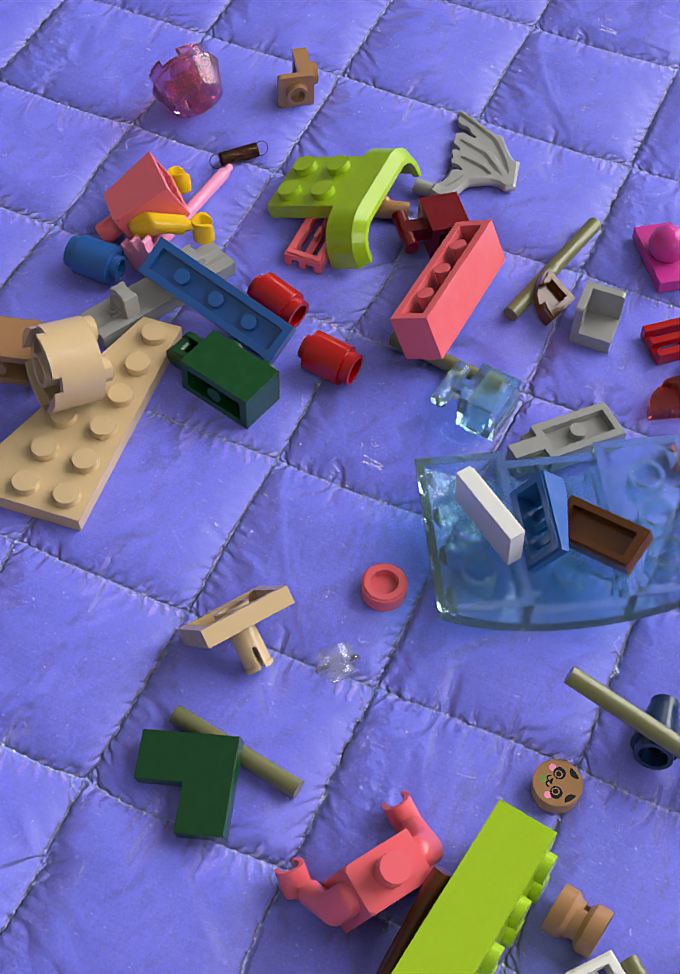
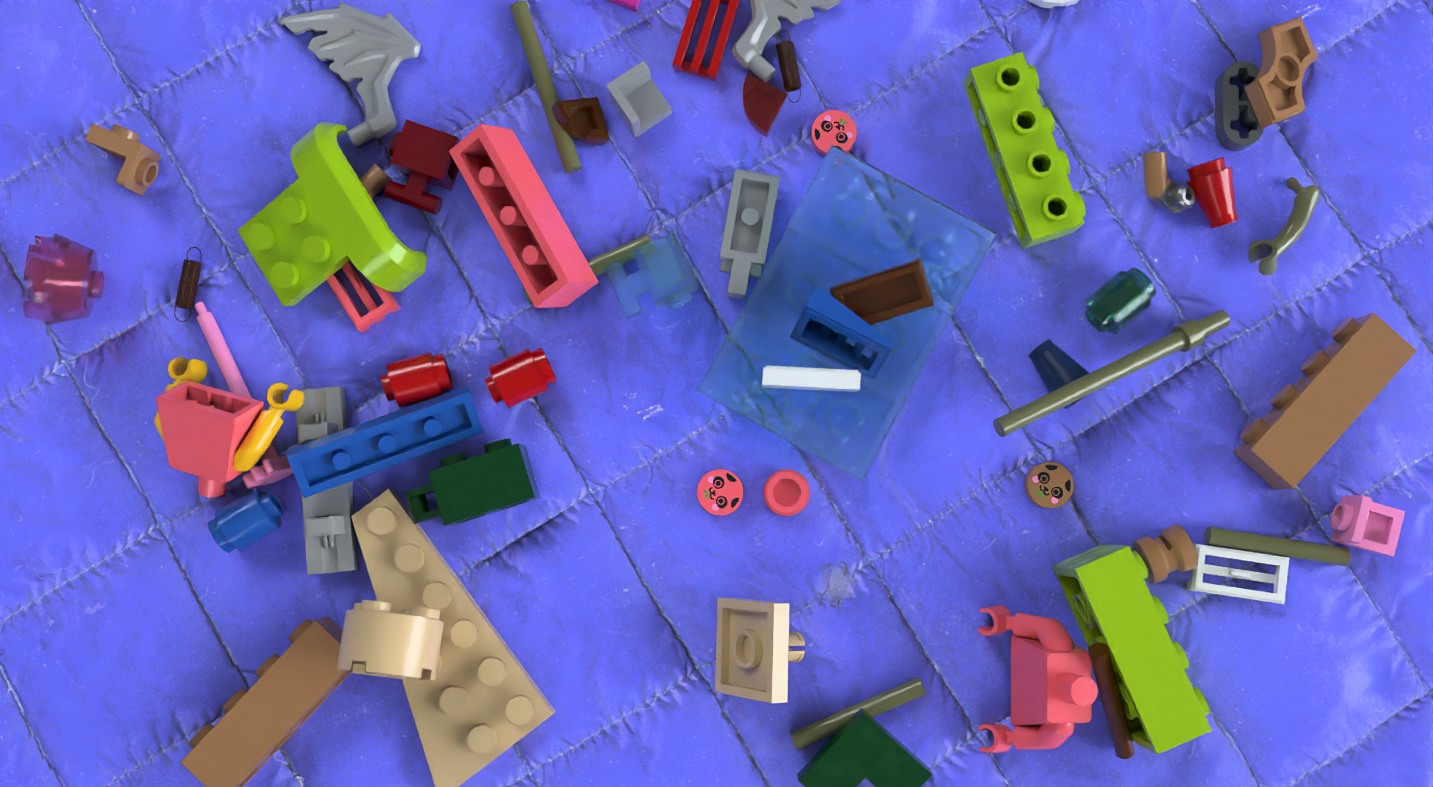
camera: 50 degrees left, 30 degrees up
(346, 539) = (720, 492): none -> coral tile

